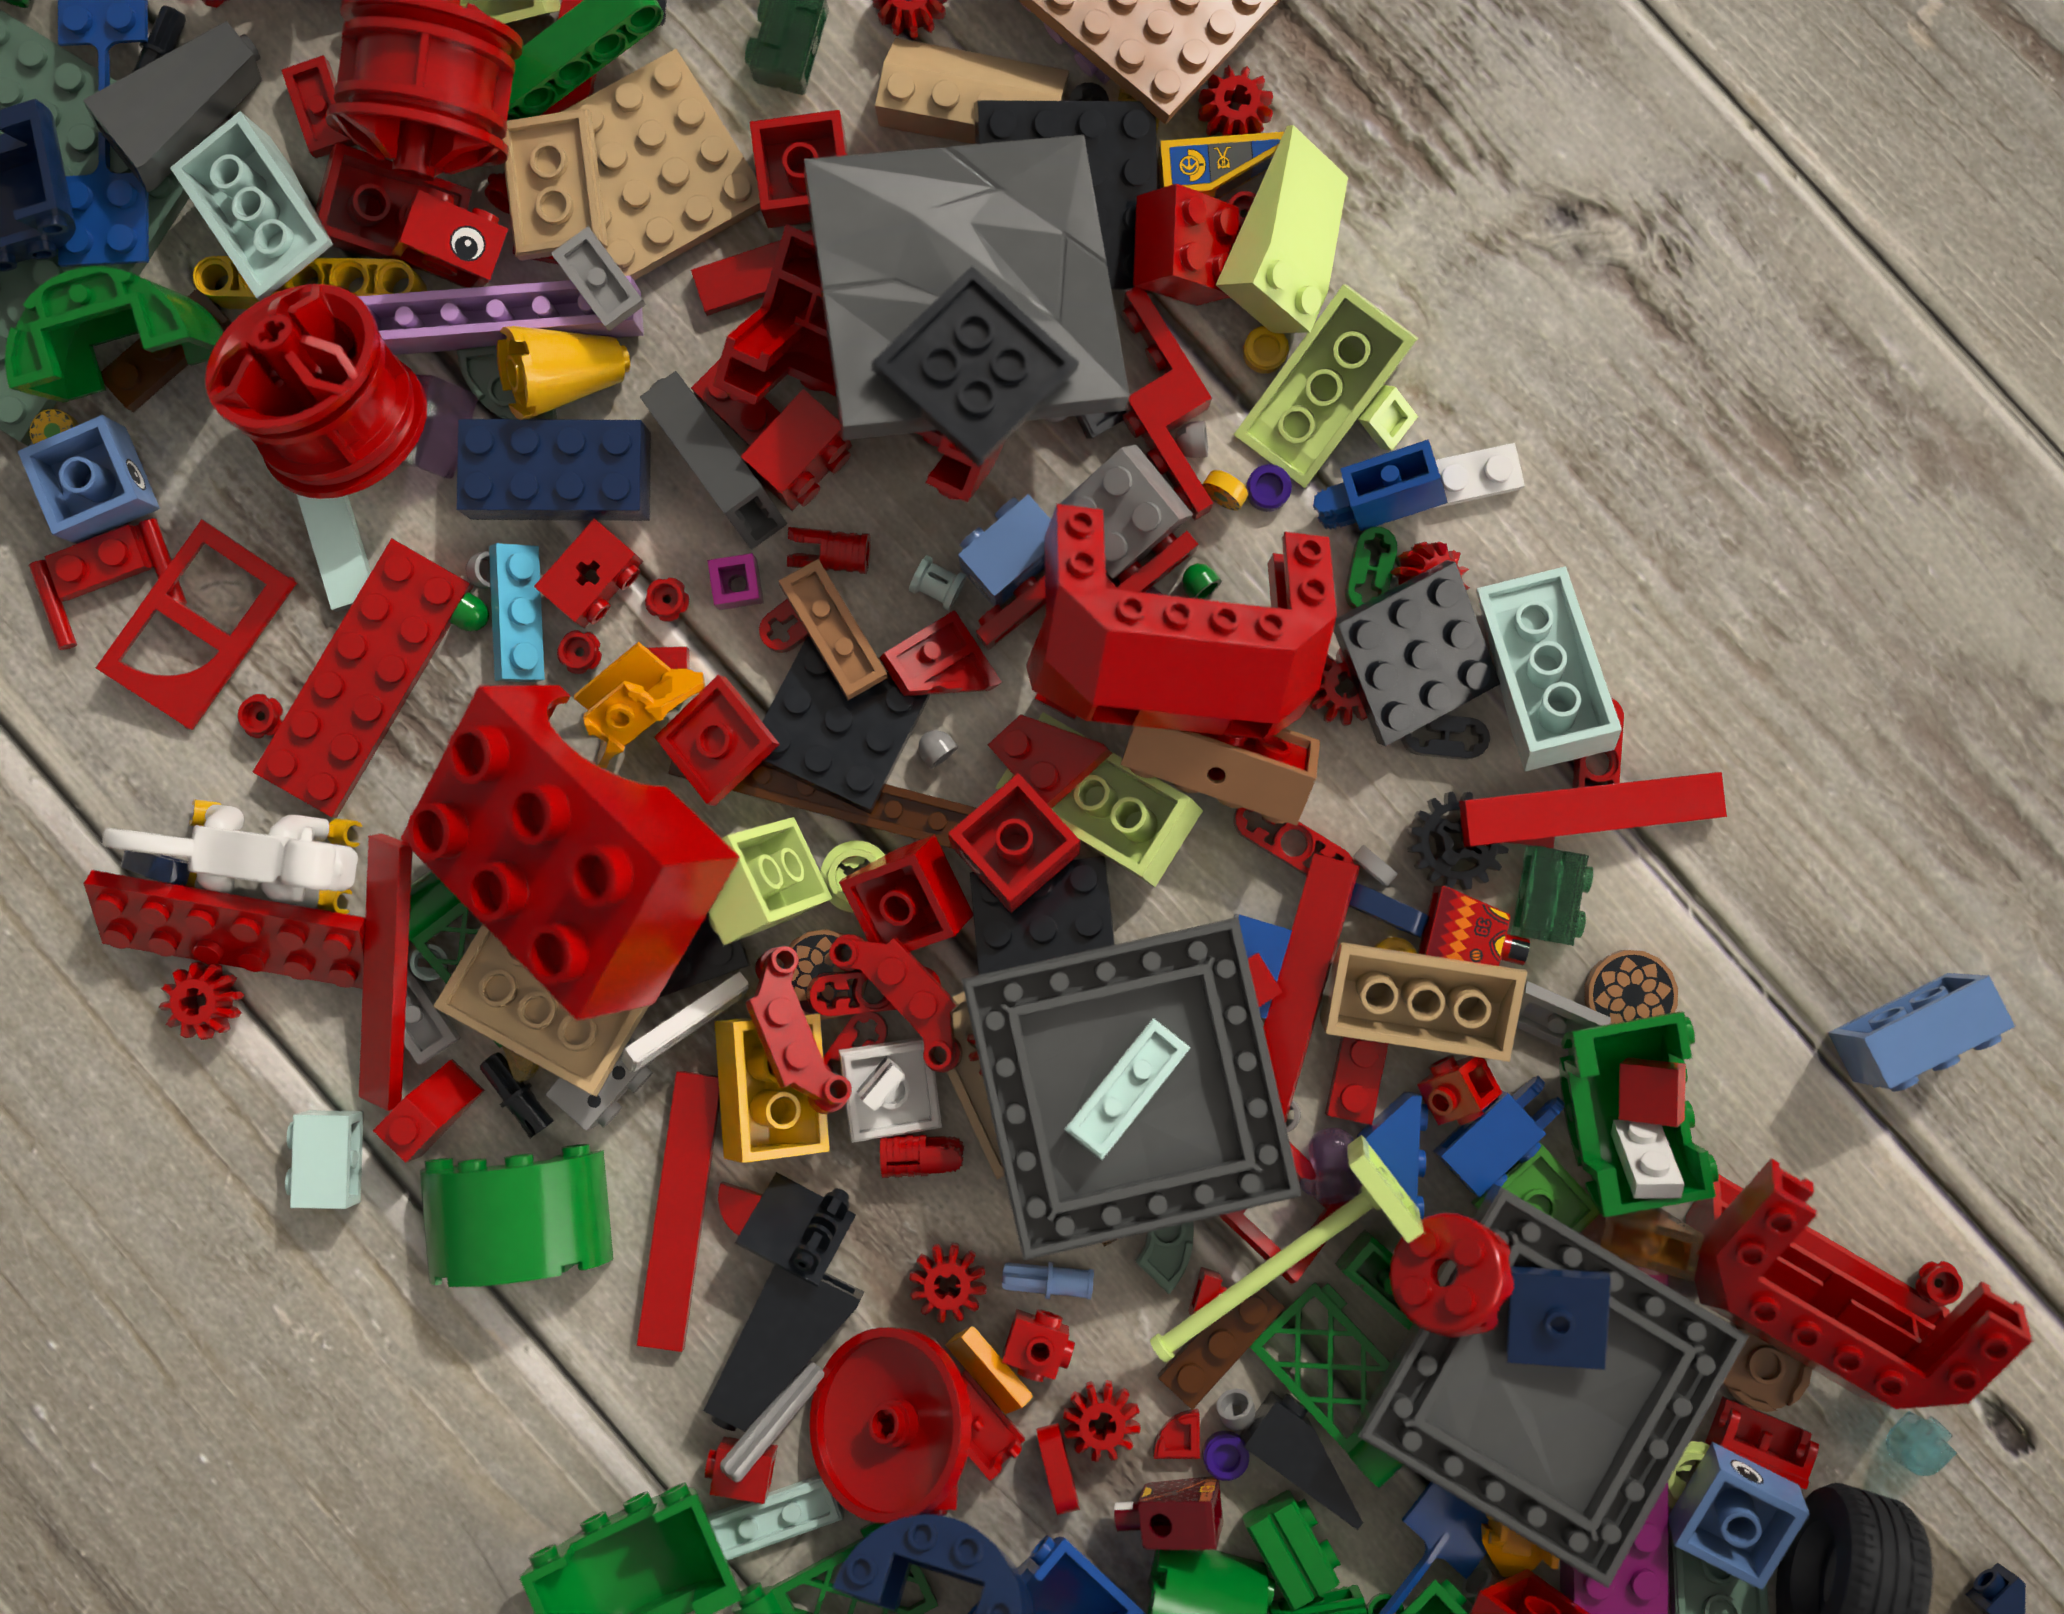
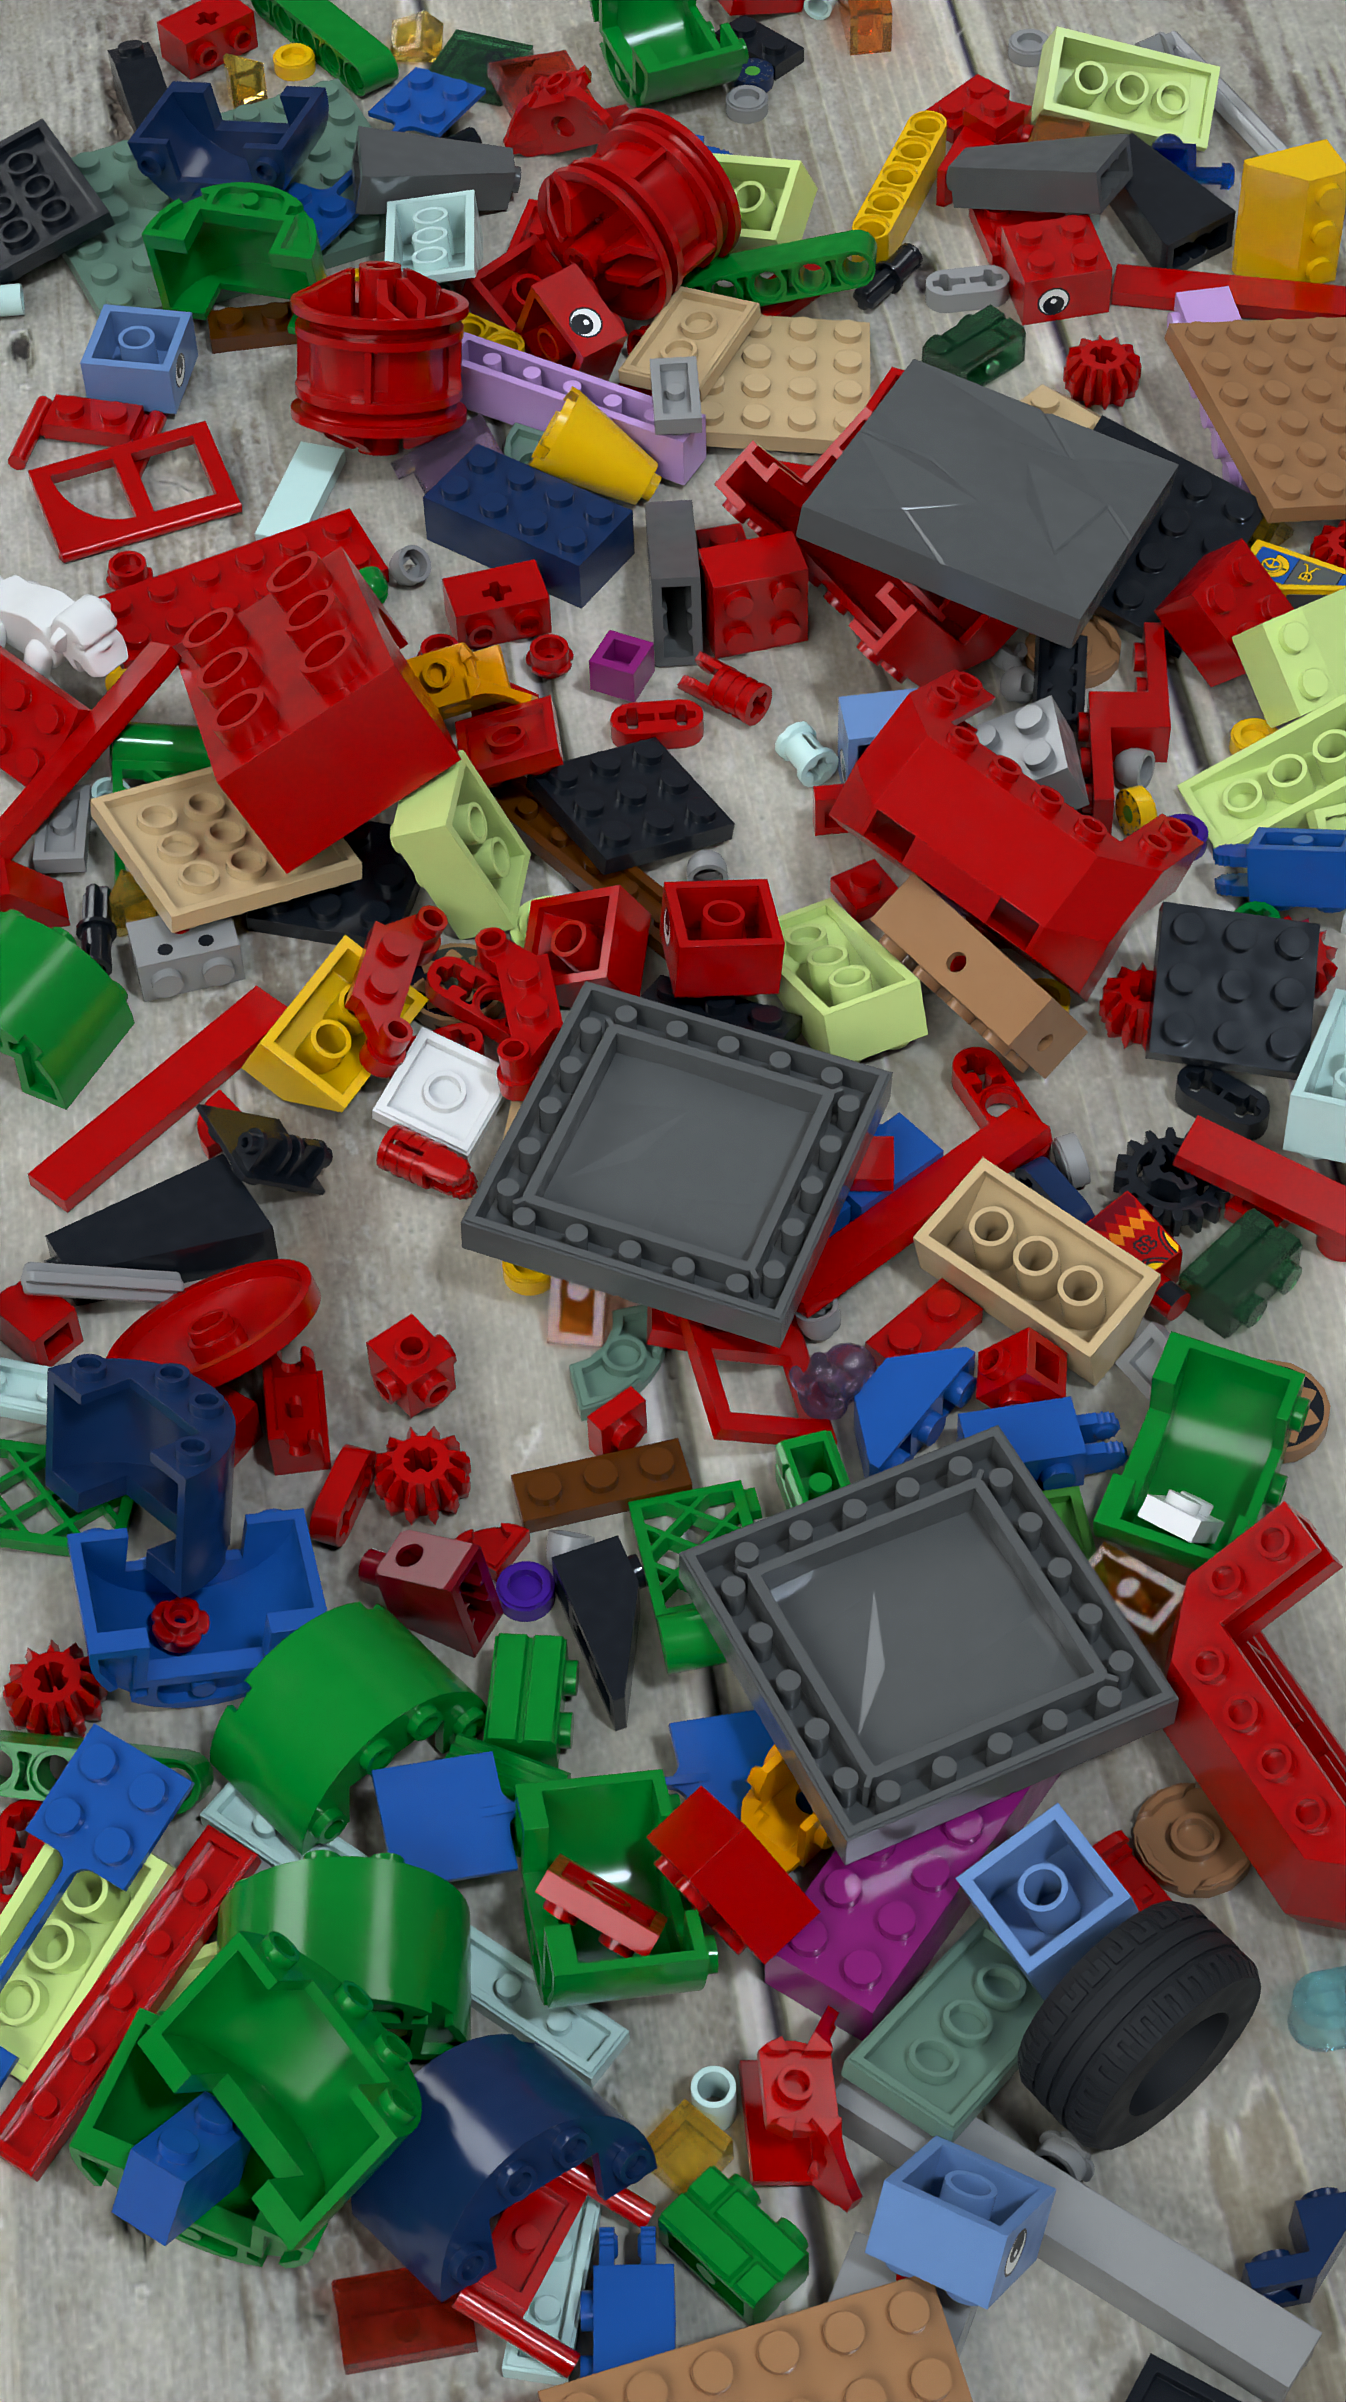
camera: 35 degrees right, 35 degrees down
(516, 613) = (420, 590): medium azure plate -> none
(685, 1022) = (287, 927): white tile -> none
(833, 629) = (681, 725): medium nougat plate -> none
(880, 1084) = (440, 1057): white tile -> none
(940, 661) = (762, 802): red wing -> none
(950, 1298) = (367, 1277): red gear -> none
(975, 366) = (952, 521): black plate -> none
(988, 1370) = (345, 1370): light orange tile -> none
(1047, 756) = (815, 917): red wing -> none
(1048, 1280) = (469, 1334): light blue axle -> none
(1127, 1089) = (674, 1149): light aqua tile -> none
(1379, 1191) = (865, 1367): yellowish green tile -> none
(1481, 1282) = (886, 1449): red plate -> none
(1558, 1318) = (974, 1562): dark blue plate -> none
(1652, 1091) = (1231, 1470): red piece -> none

